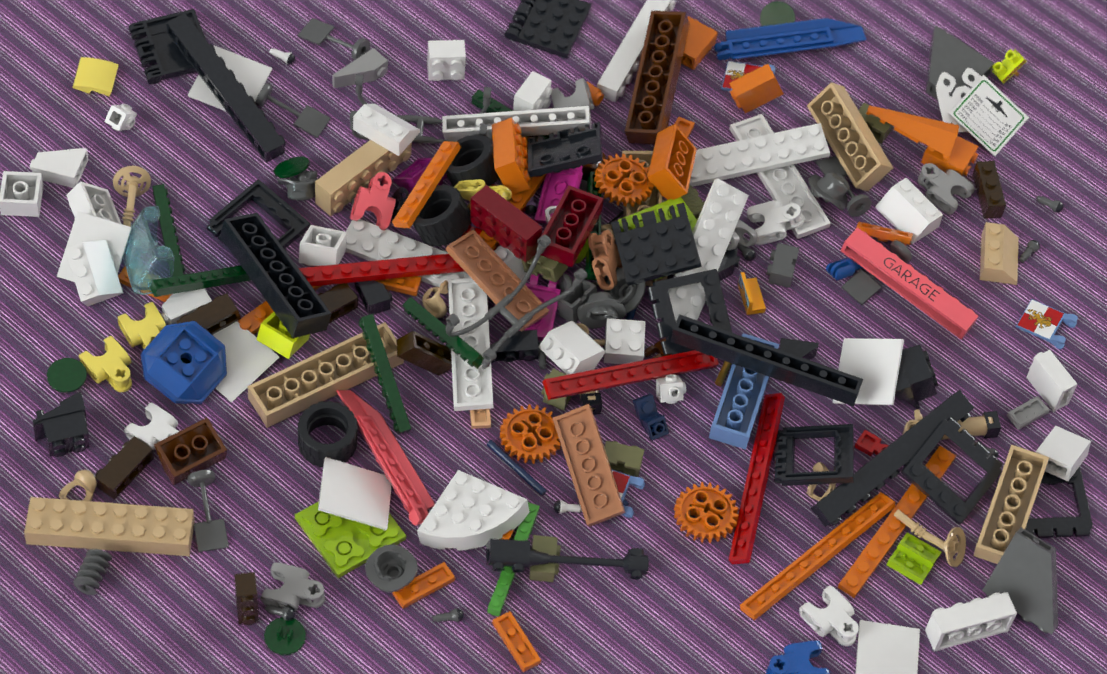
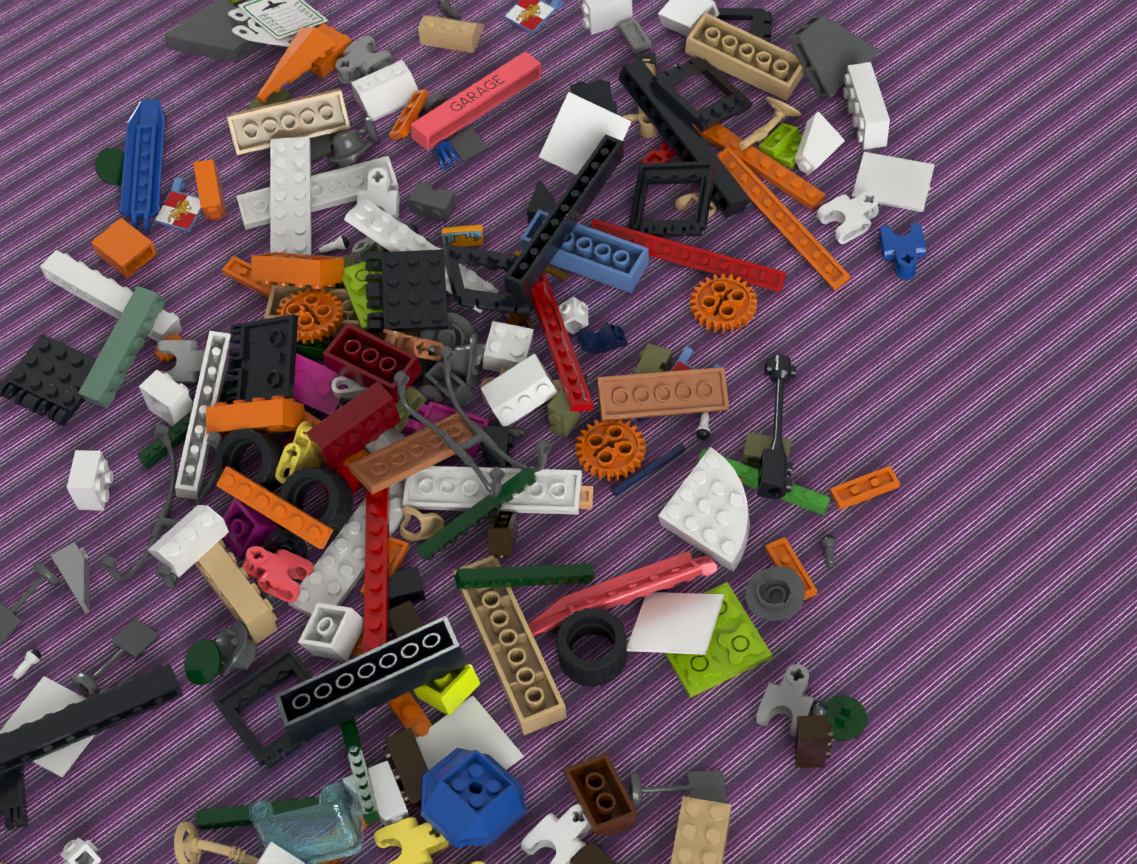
camera: 70 degrees left, 0 degrees up
(579, 57) = (122, 347): none -> sand green brick
(657, 76) = (172, 274): reddish brown brick -> none
(911, 580) = (816, 144): none -> white slope
(989, 189) = (377, 24): dark brown brick -> none

